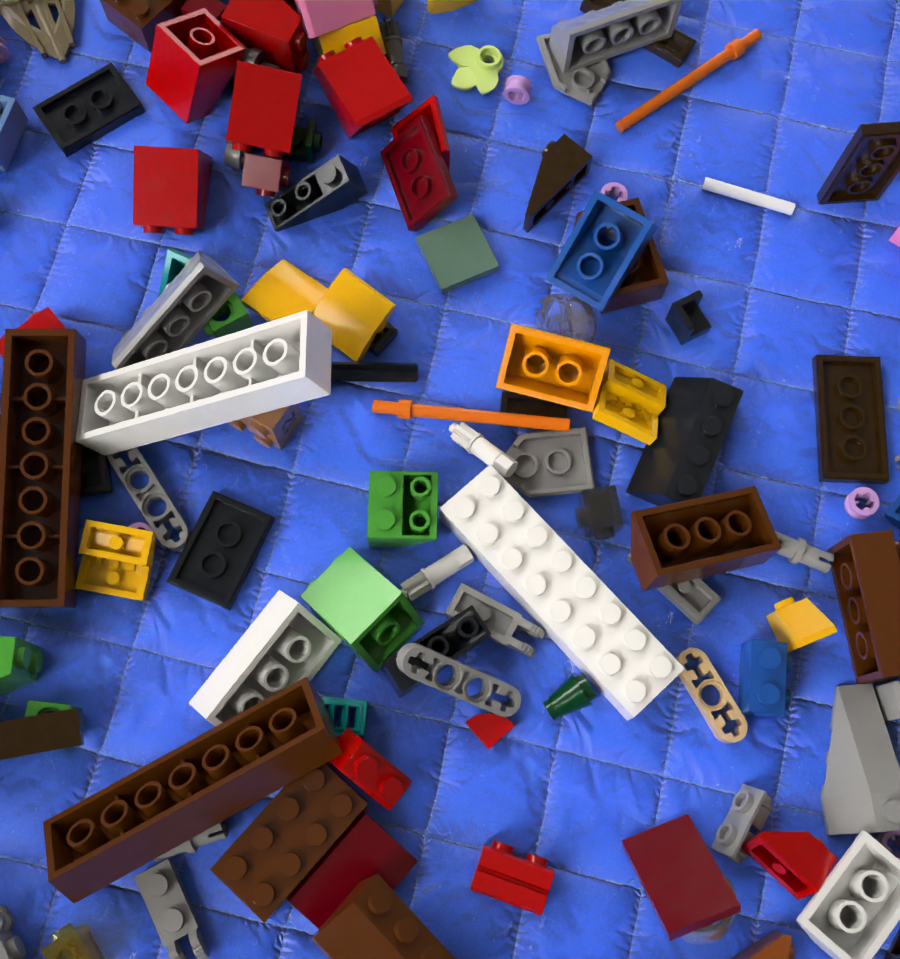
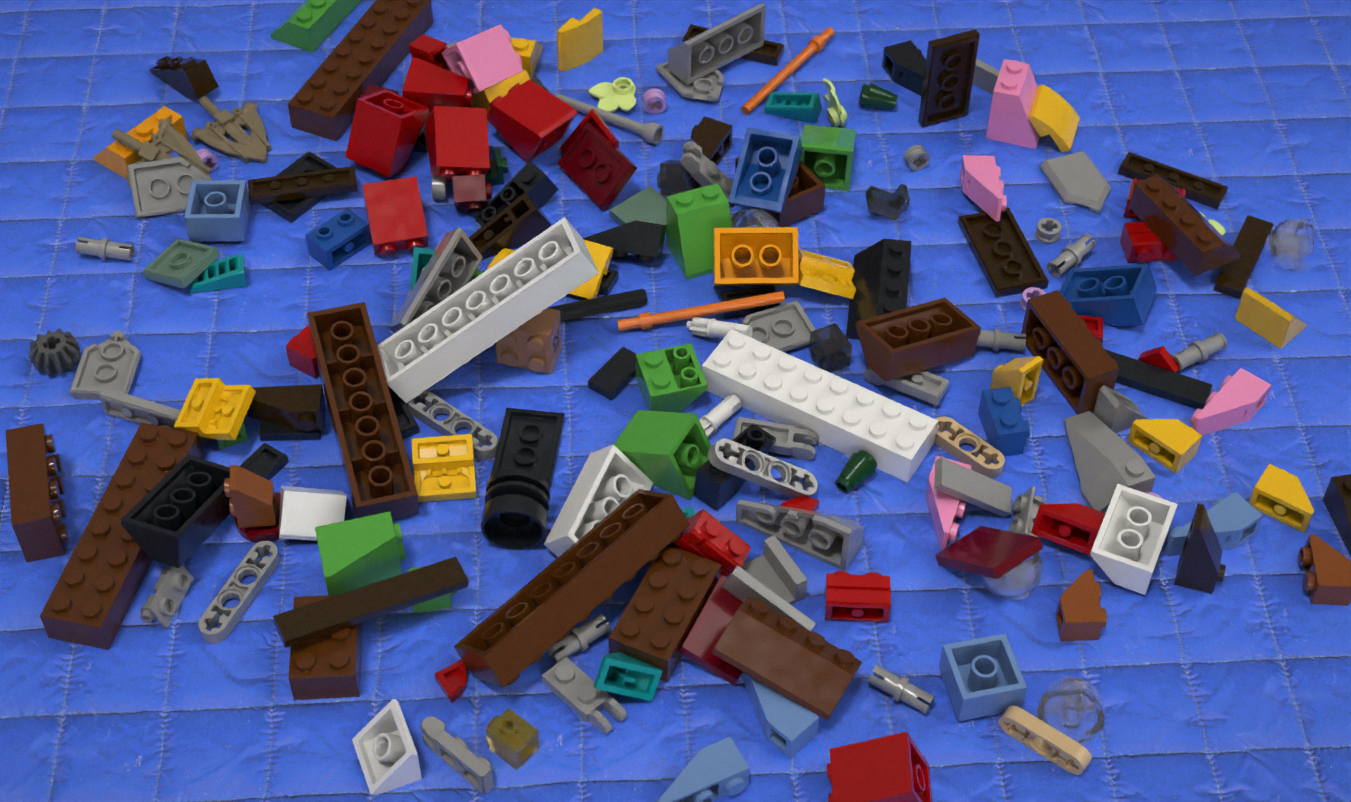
camera: 15 degrees left, 25 degrees down
(35, 852) = (453, 680): none -> red tile
(86, 113) = (302, 185): none -> dark brown tile
(101, 200) = (338, 239): none -> blue brick
(169, 651) = (515, 509): none -> black wheel
(218, 916) = (627, 676): none -> teal slope
(292, 237) = (511, 227): none -> dark brown slope
(349, 473) = (614, 374): none -> black tile
(405, 871) = (744, 585): none -> light grey tile
(425, 291) = (633, 237): none -> black slope
(430, 817) = (778, 571): none -> light grey panel
(499, 133) = (650, 131): none -> light grey piece
(501, 296) = (691, 227): none -> bright green slope
(501, 779) = (810, 532): none -> light grey wedge
(503, 216) = (674, 178): none -> clear smoke brick
(537, 223) = (703, 169): none -> light grey hinge
(661, 762) = (944, 509): none -> bright pink slope
(684, 149) = (801, 107): none -> teal slope
(687, 318) = (846, 215): black panel -> none
(691, 225) = (829, 154): none -> bright green slope
(692, 776) = (972, 487): none -> light grey tile
(722, 162) = (835, 112): none -> yellowish green plate
(739, 313) = (886, 203): none -> clear smoke bracket
(748, 196) = (879, 132): white bar -> none
(779, 150) = (877, 97): none -> dark green cone
(795, 254) = (916, 157): none -> light grey bush
(831, 114) = (905, 65): none -> black slope
(858, 317) = (982, 184): none -> bright pink slope

